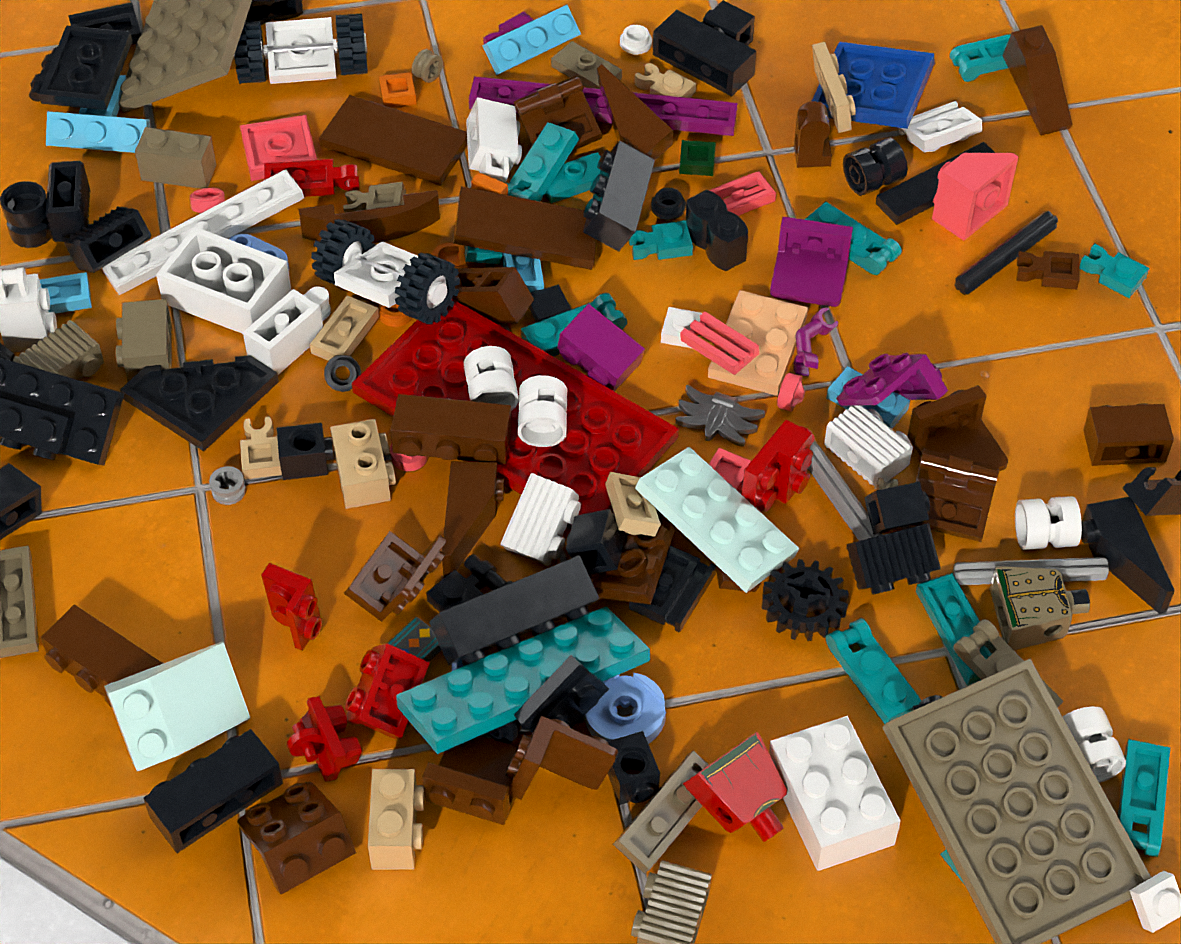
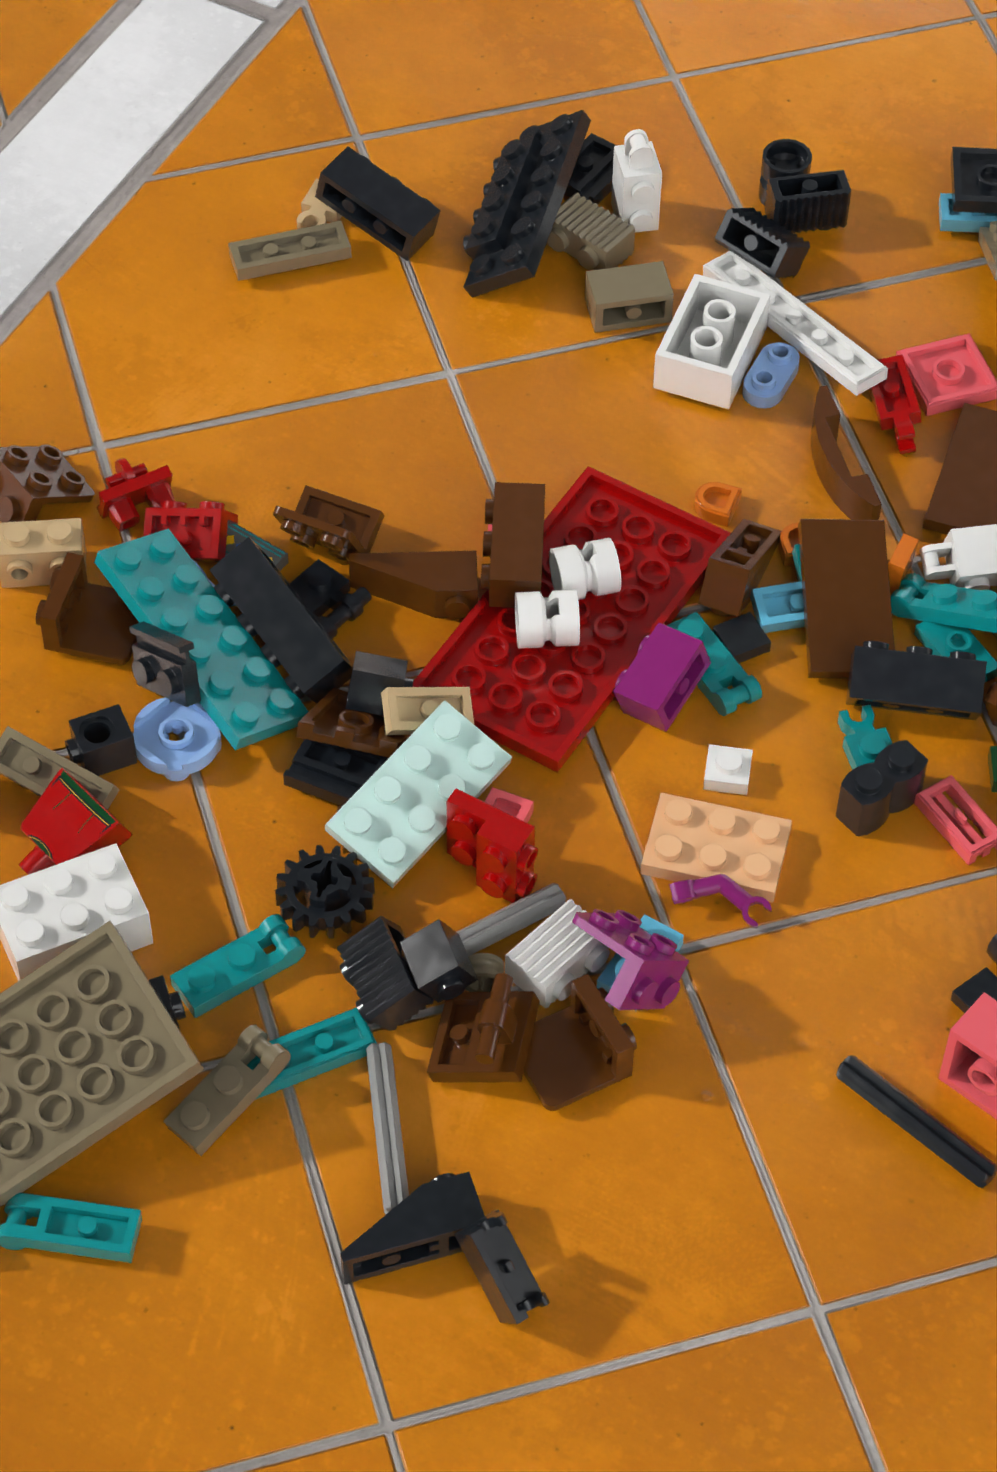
camera: 85 degrees right, 0 degrees up
(68, 292) = (684, 219): medium azure plate -> none
(92, 652) = (219, 323): reddish brown brick -> none
(94, 131) = (926, 215): medium azure plate -> none
(175, 158) = (897, 281): dark tan brick -> none
(177, 705) = (155, 368): light aqua slope -> none
(201, 396) = (560, 351): black plate -> none
(206, 198) = (846, 319): coral tile -> none
(213, 790) = (77, 419): black brick -> none
(225, 475) = (448, 399): light grey bush -> none
(259, 451) = (490, 408): tan plate -> none
(287, 328) = (651, 401): white brick -> none
(293, 603) = (277, 444): red bracket -> none
(303, 451) = (492, 438): black brick -> none
(330, 372) = (607, 458): black plate -> none
(344, 329) = (669, 456): tan plate -> none
(361, 463) = (465, 499): tan brick -> none
(378, 197) = (875, 463): dark tan plate -> none
(385, 273) = (736, 465): plate -> none
(541, 520) = (409, 633): white brick -> none
(560, 751) = (94, 640): reddish brown bracket -> none
(668, 204) = (933, 737): black plate -> none
(718, 415) = (596, 810): flat silver piece -> none
(724, 339) = (680, 787): coral tile -> none
(790, 392) = (631, 873): coral tile -> none
(811, 261) = (843, 893): magenta bracket -> none
(862, 240) = (909, 942): teal plate -> none
(1034, 605) = (328, 1121): dark tan torso -> none
(1047, 523) = (449, 1135): white wheel -> none
(1053, 269) = (888, 1172): reddish brown plate -> none
(1095, 739) = (130, 1166): white wheel -> none
(1116, 272) = (907, 1258): teal plate -> none
(1128, 434) = (607, 1241): reddish brown brick -> none

